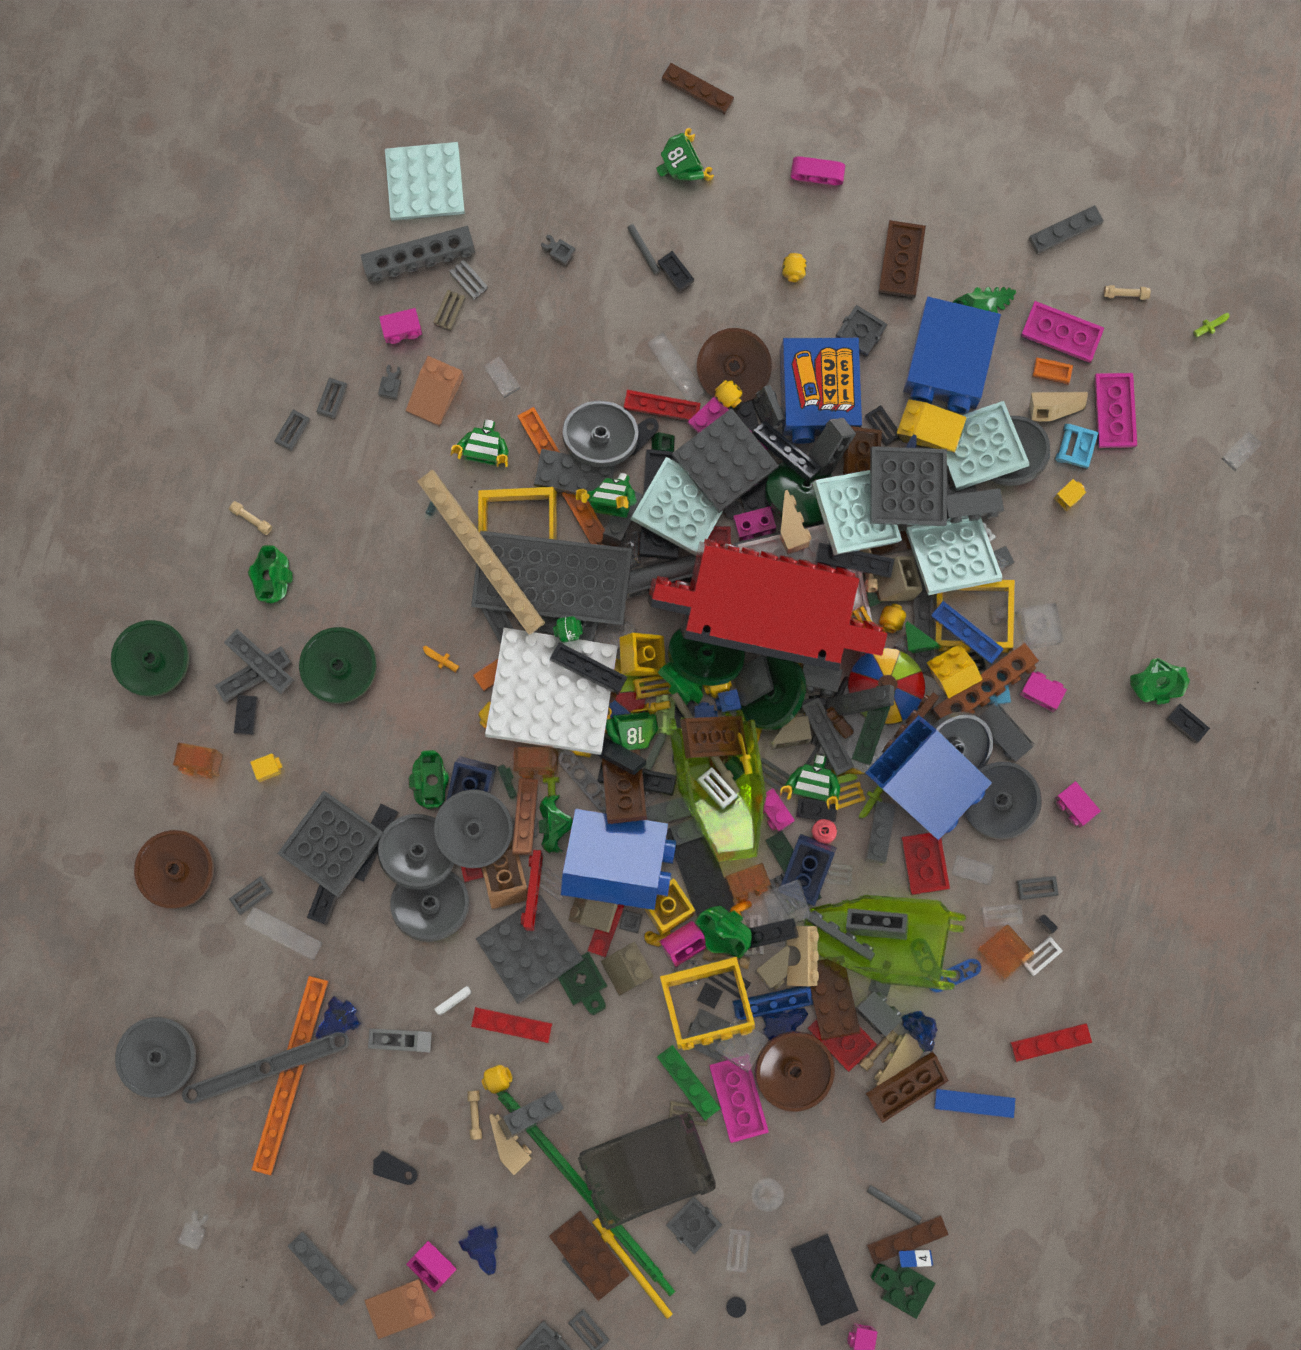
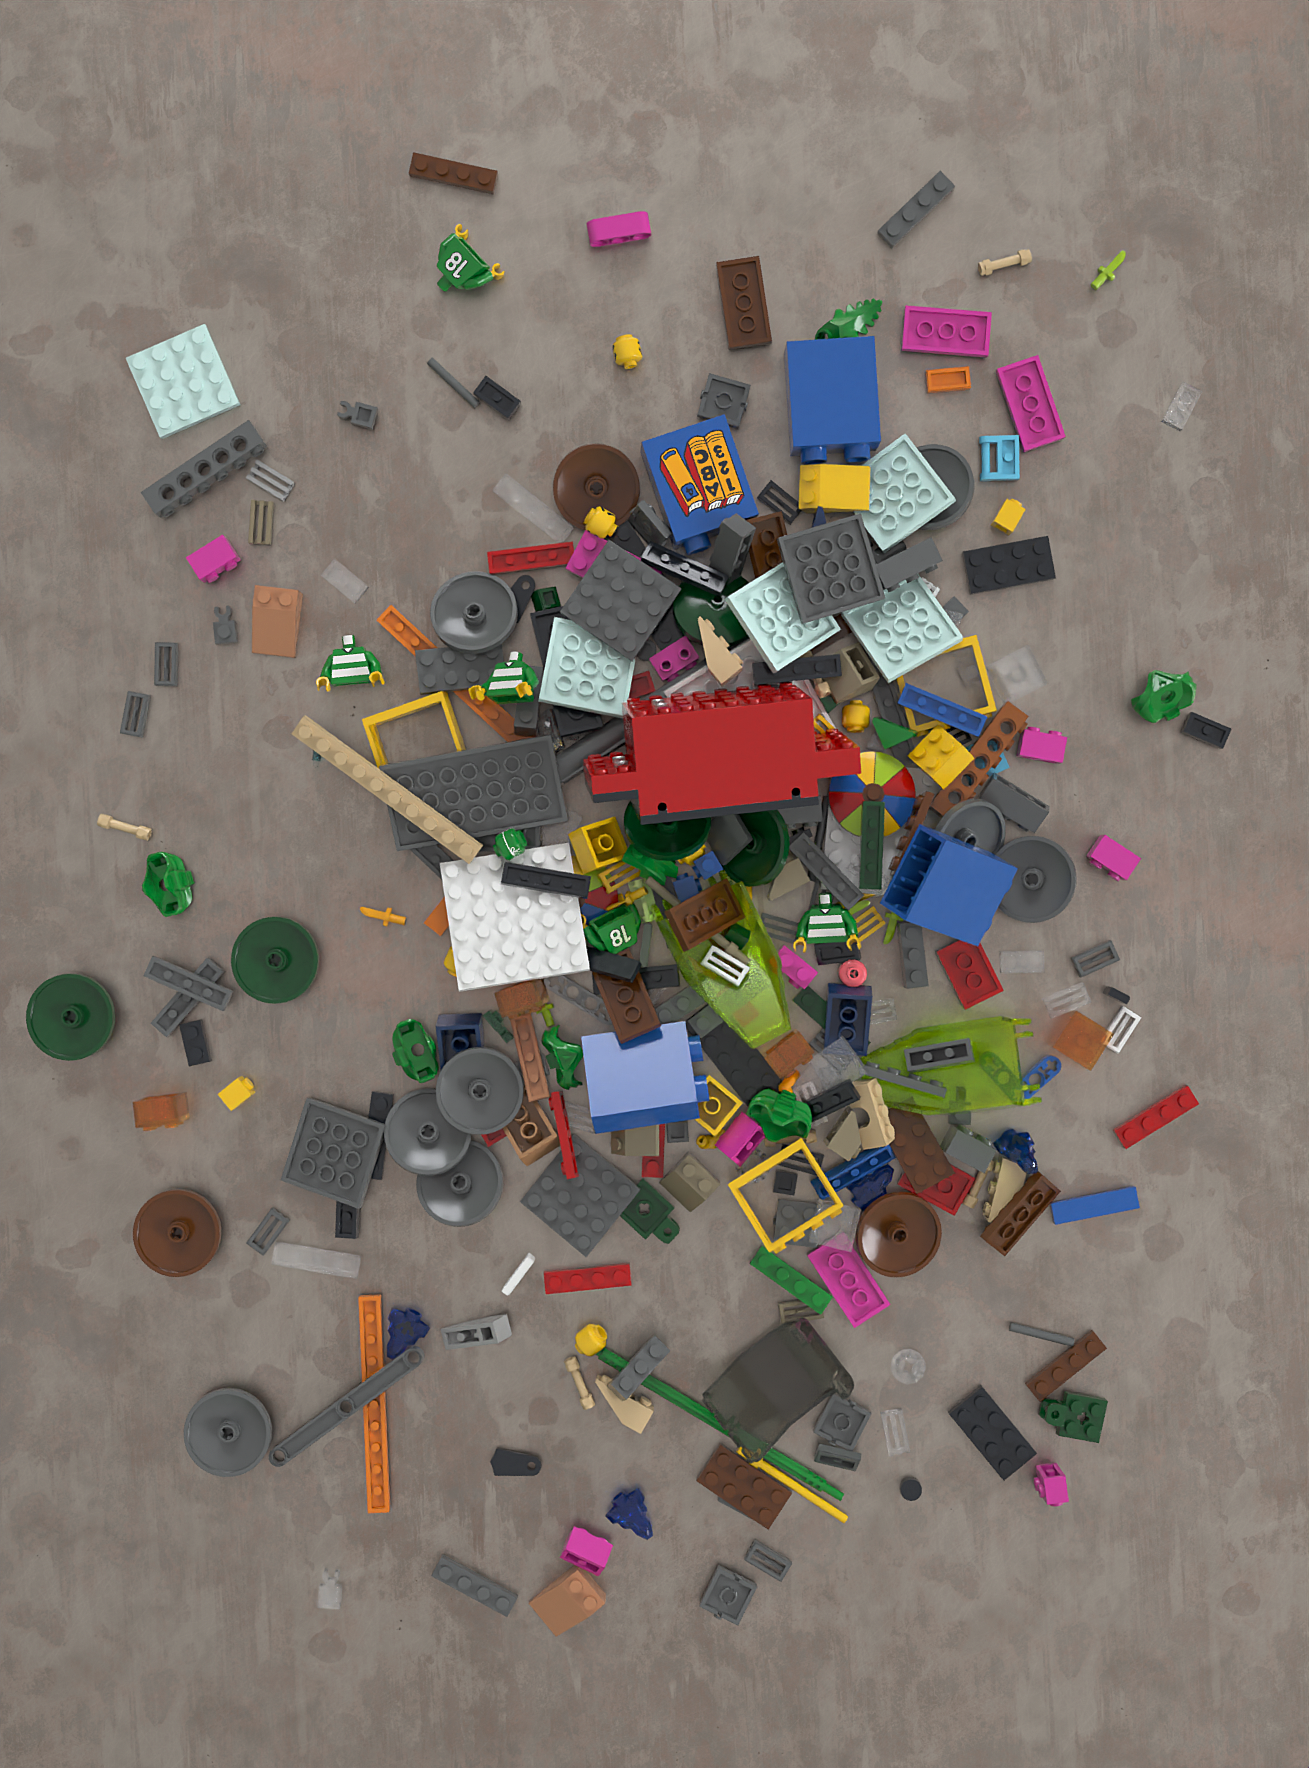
camera: 20 degrees left, 10 degrees up
(680, 1255) = (837, 1457): none -> dark grey tile
(745, 758) = (745, 924): yellow piece -> none
(840, 723) = (834, 852): reddish brown bar -> none
(862, 700) = (849, 823): dark grey plate -> none
(916, 1258) = (1080, 1383): sticker -> none
(1054, 405) = (960, 421): tan slope -> none
(1059, 535) = (1008, 565): none -> black plate

